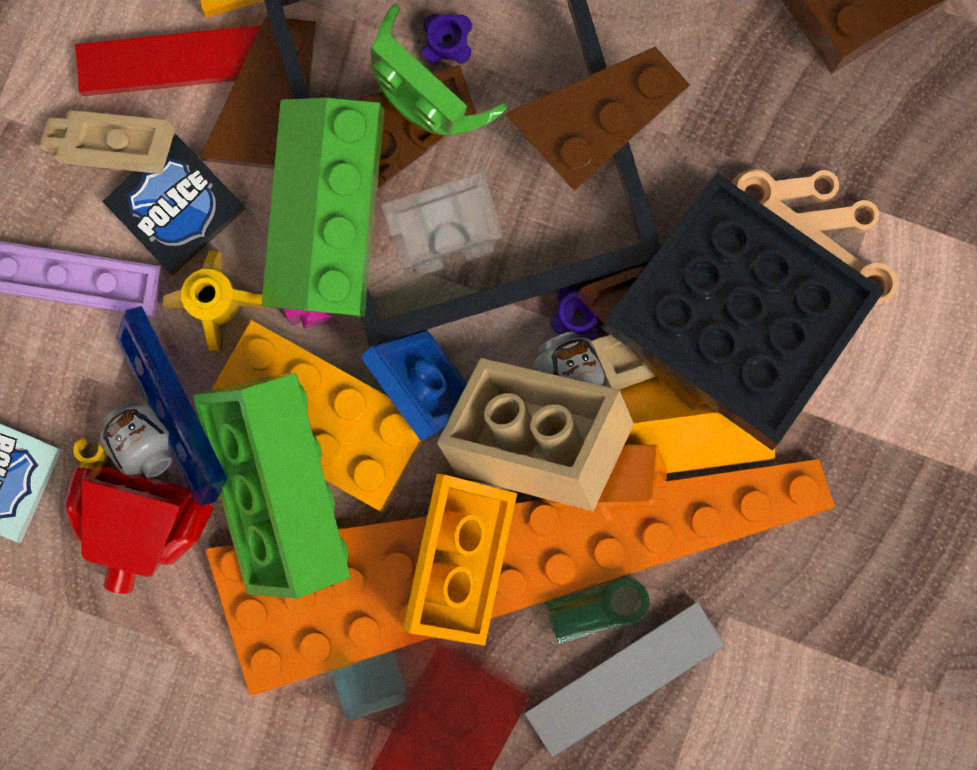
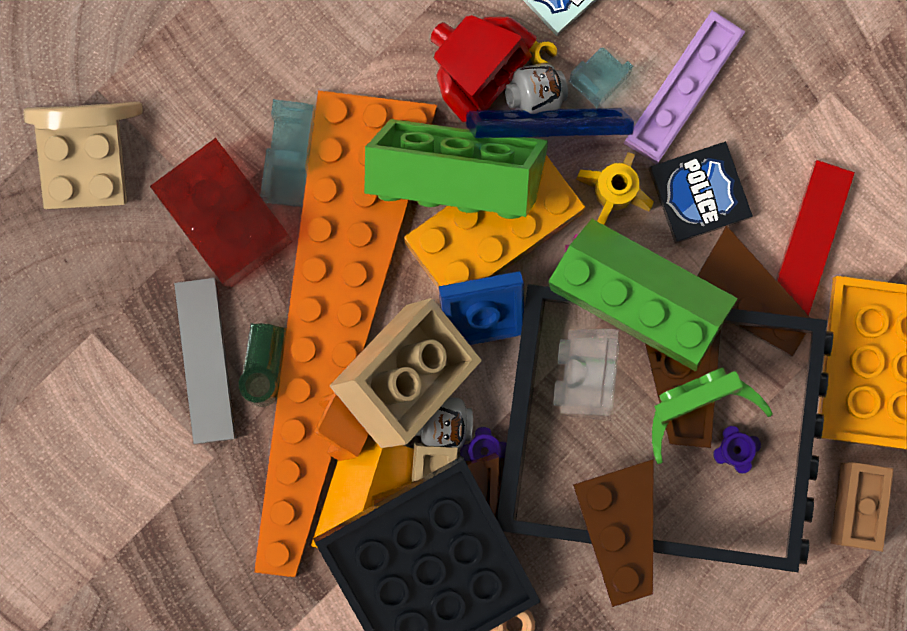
camera: 110 degrees right, 0 degrees up
(89, 376) = (599, 76): none -> clear light blue panel
(109, 141) = (768, 165): tan hinge -> none
(307, 705) = (292, 126): none -> clear light blue panel
(460, 561) = (341, 277): light orange slope -> none

